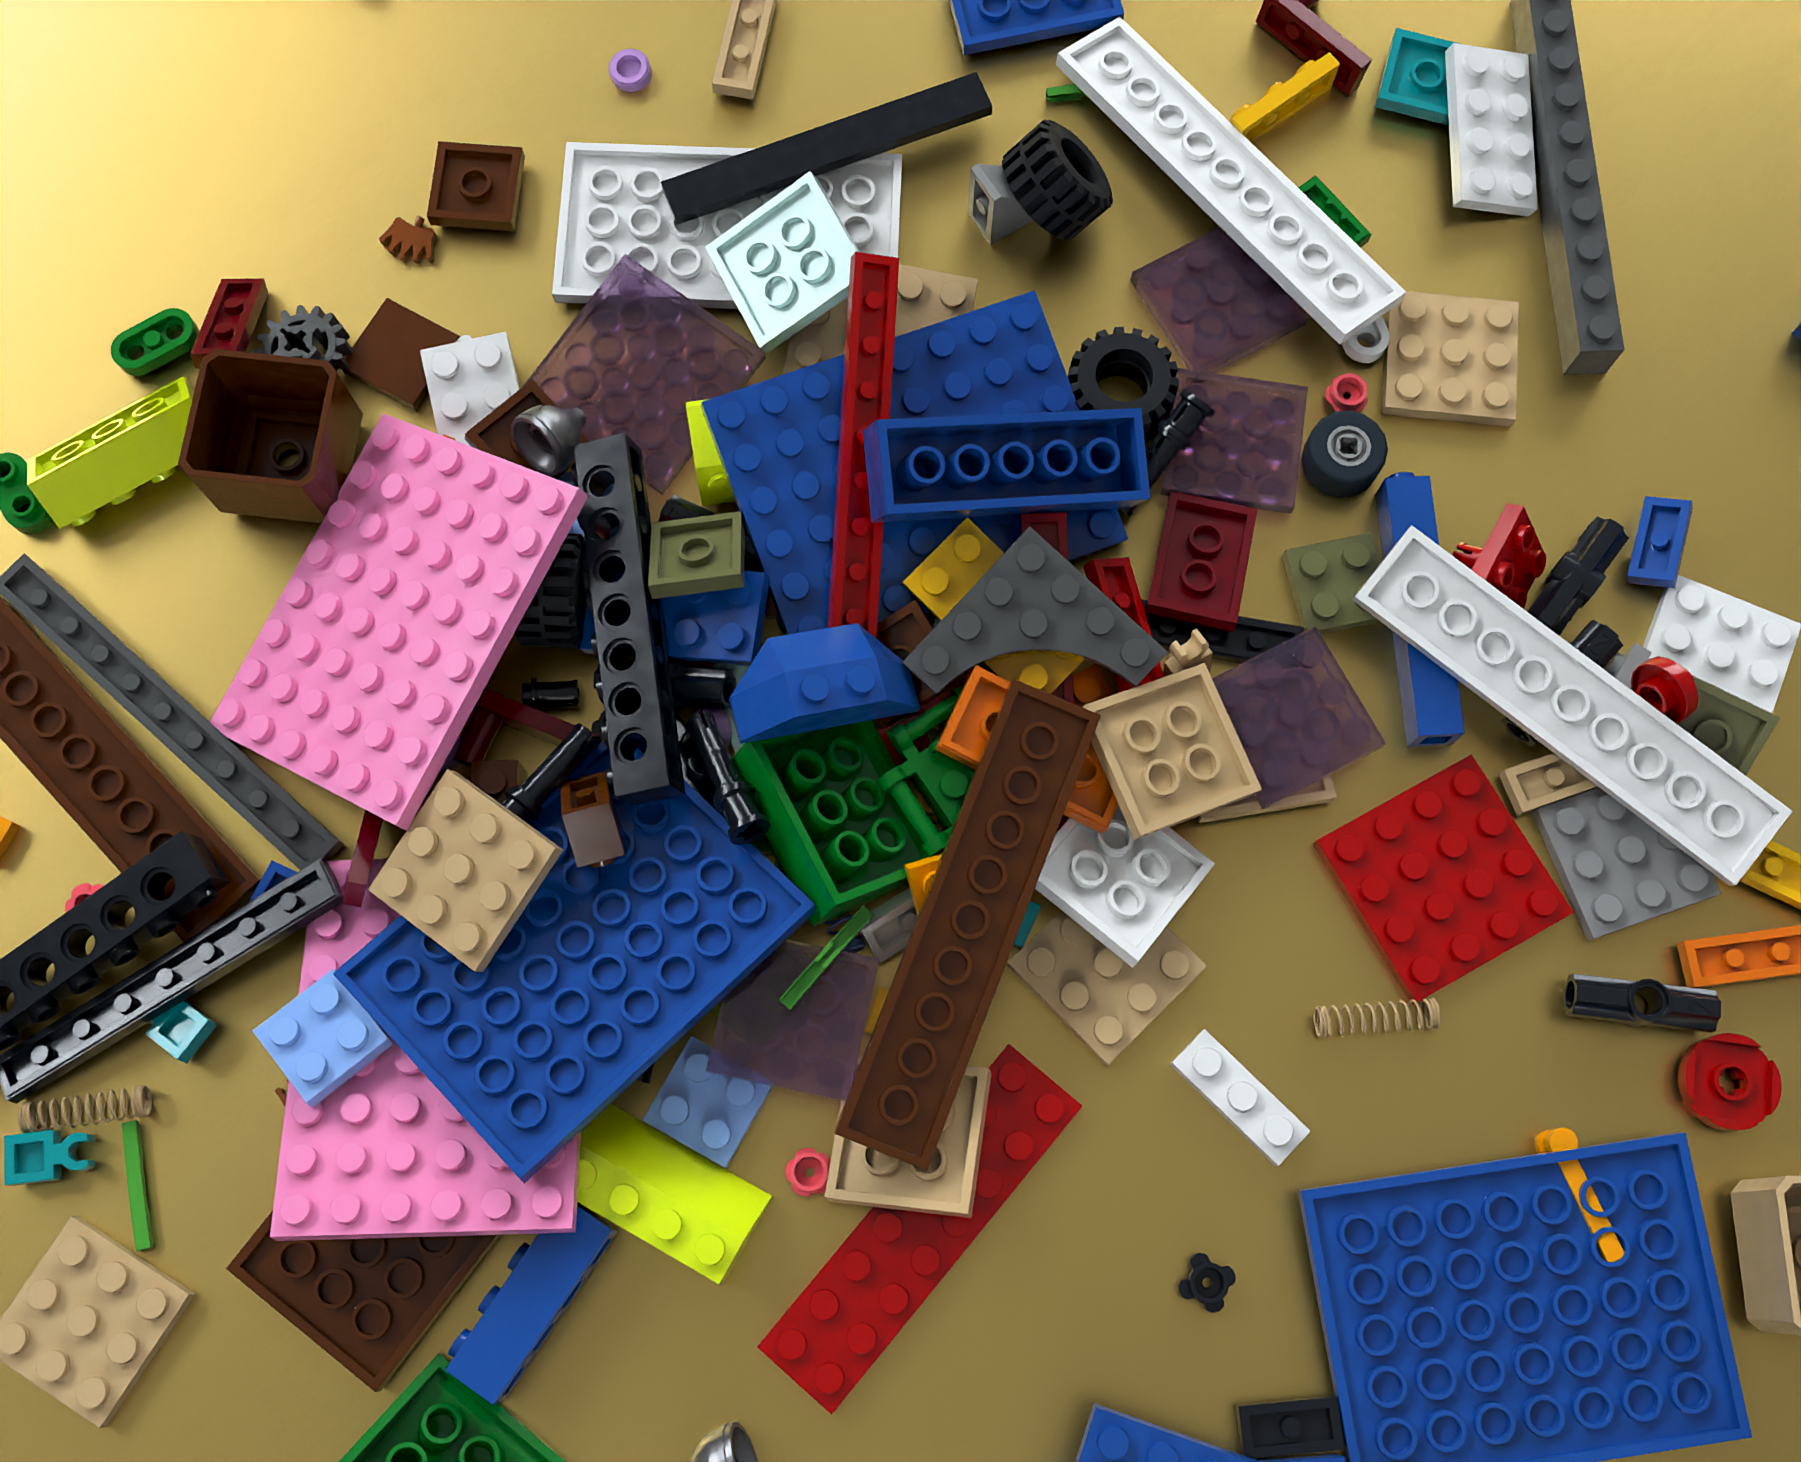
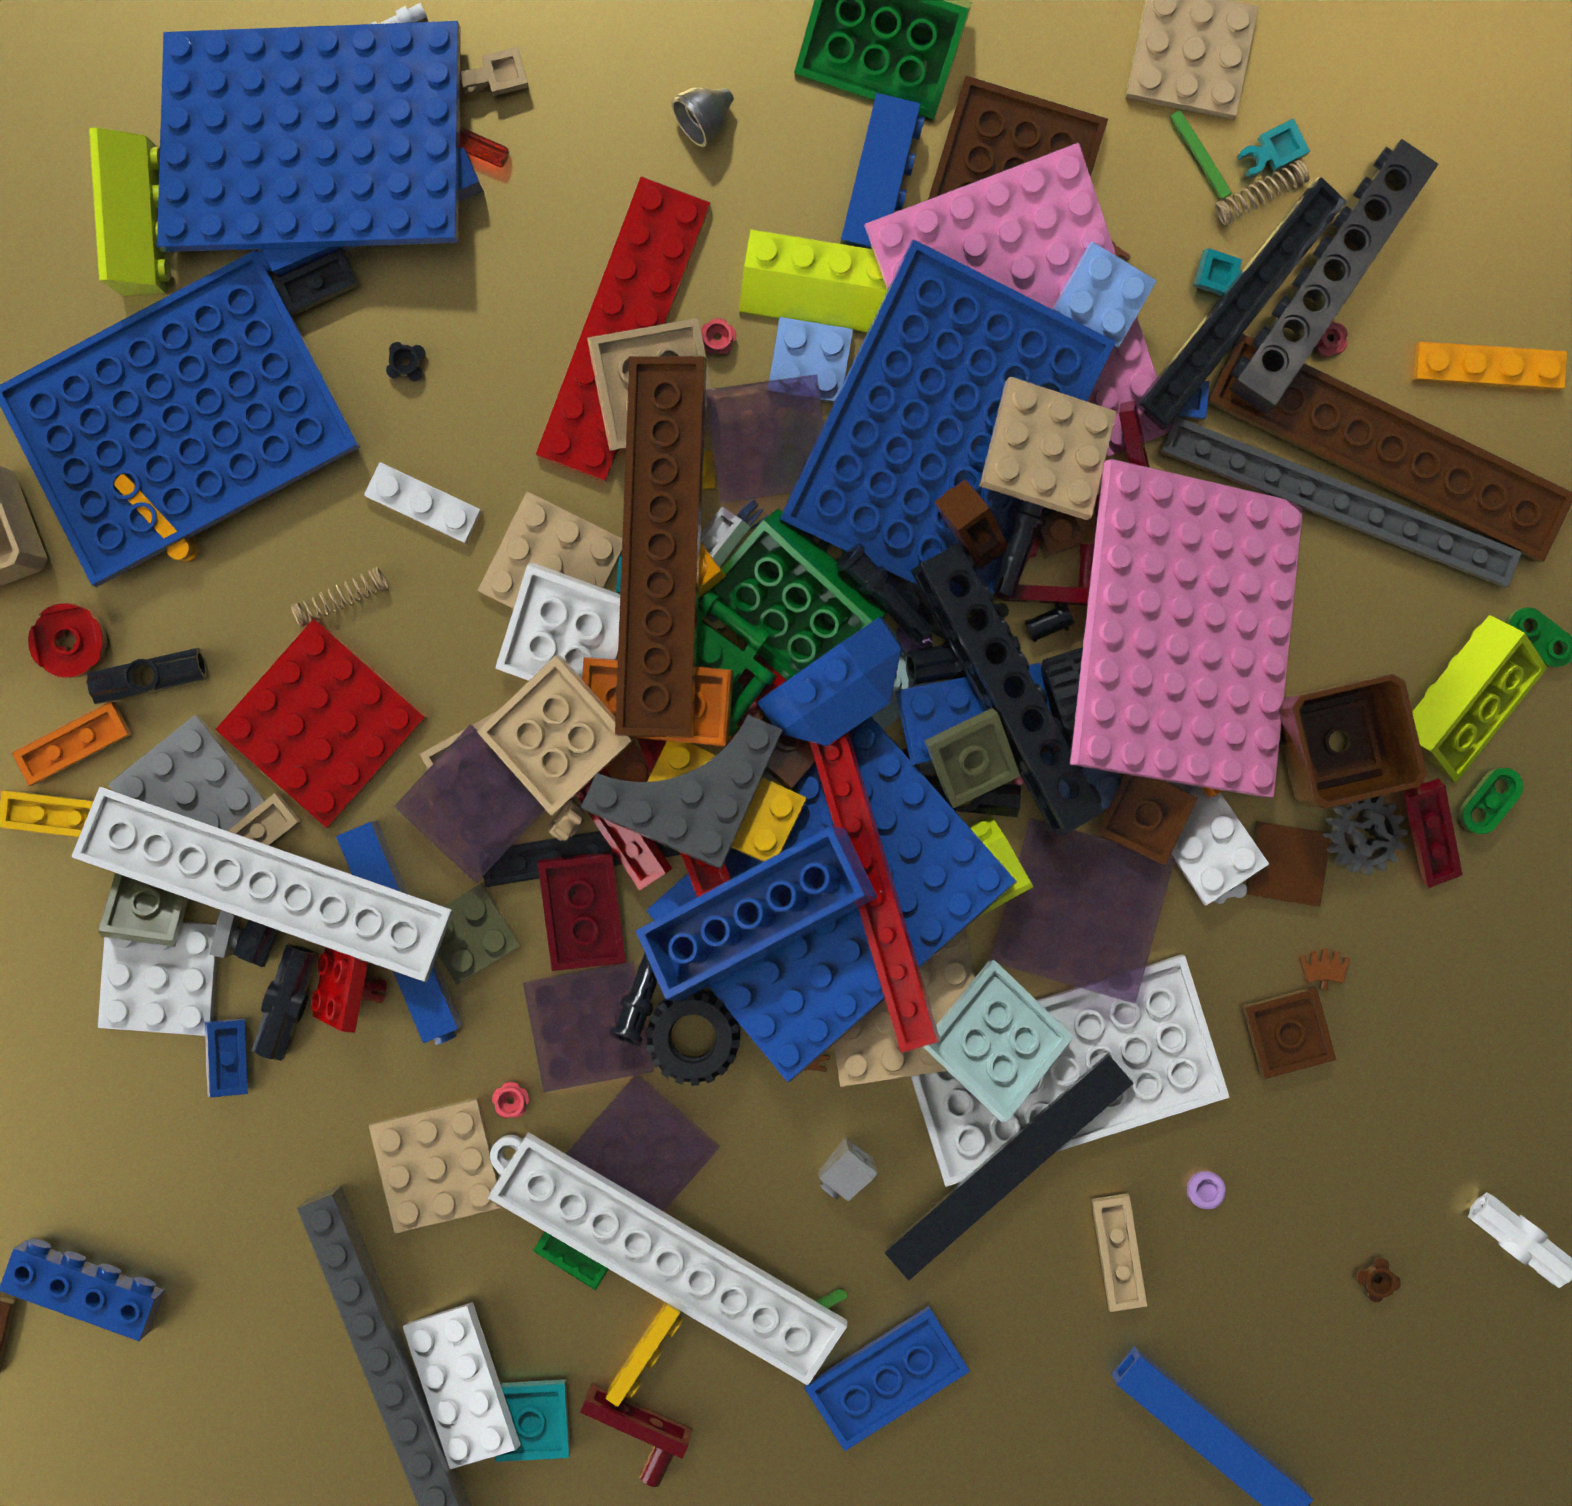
camera: 160 degrees right, 15 degrees up
(548, 436) = (1127, 817): flat silver helmet -> none
(826, 957) = (759, 488): bright green piece -> none
(1057, 180) = (805, 1197): black tyre -> none
(1336, 469) = (505, 1034): black wheel -> none
(1666, 687) = (191, 920): red plate -> none

